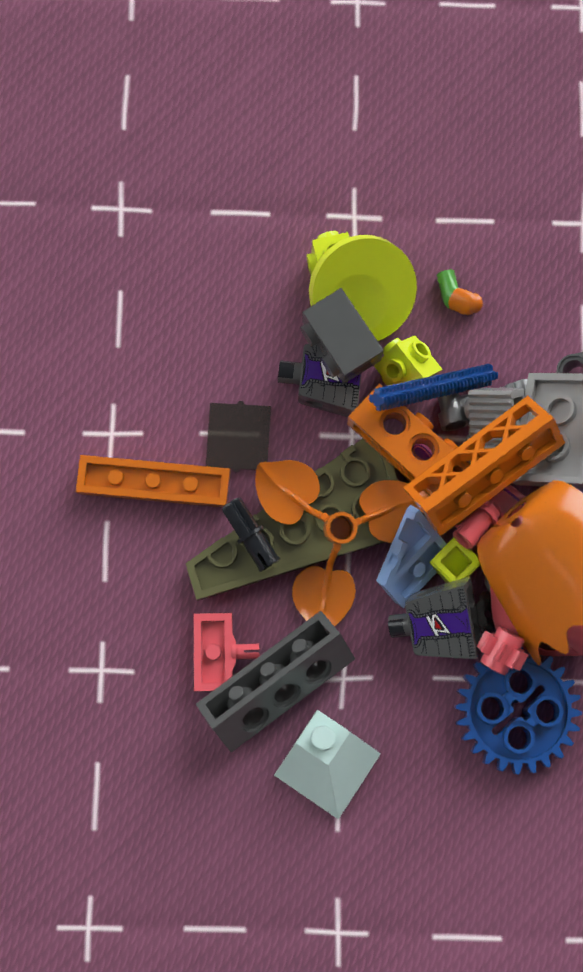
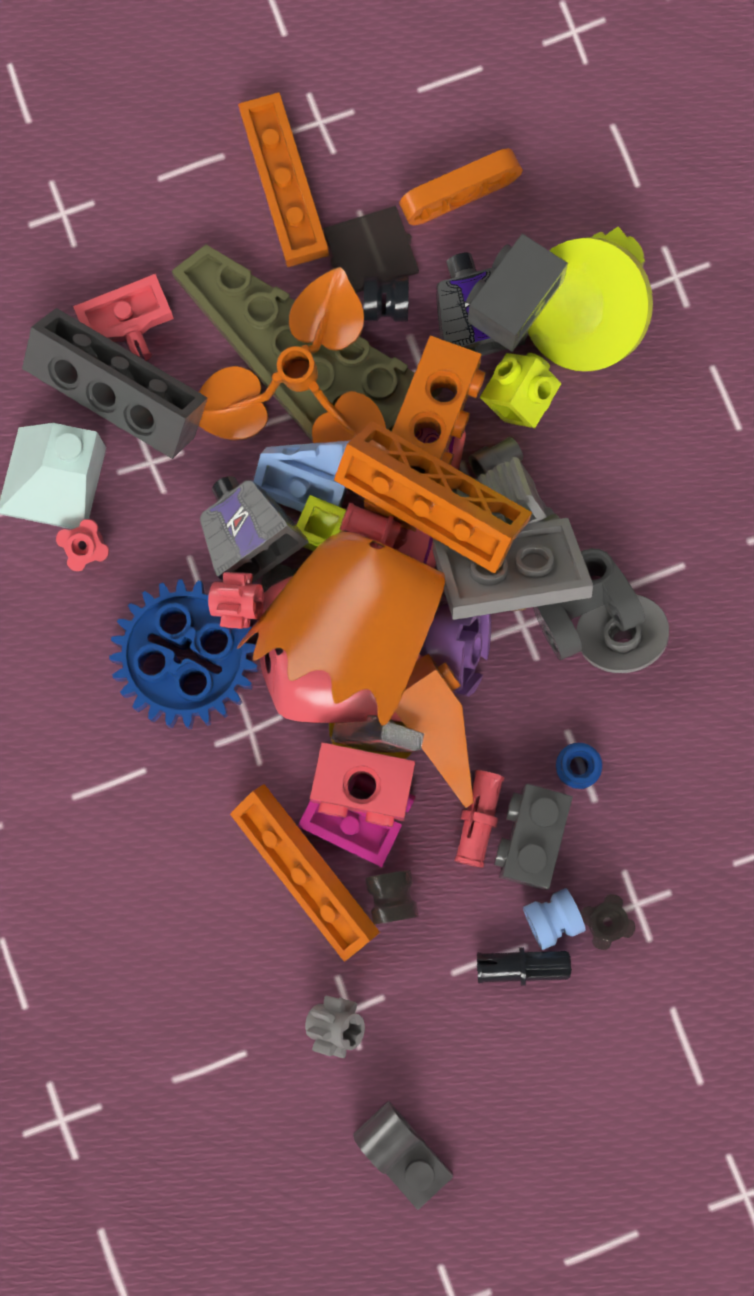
camera: 70 degrees right, 0 degrees up
(219, 346) = (460, 186): none -> orange beam
(250, 534) = (260, 293): black axle -> none
(288, 439) = (396, 298): none -> black wheel
(388, 751) = (91, 536): none -> coral plate
(432, 387) = (506, 416): blue axle -> none
(455, 297) = (628, 418): arm -> none

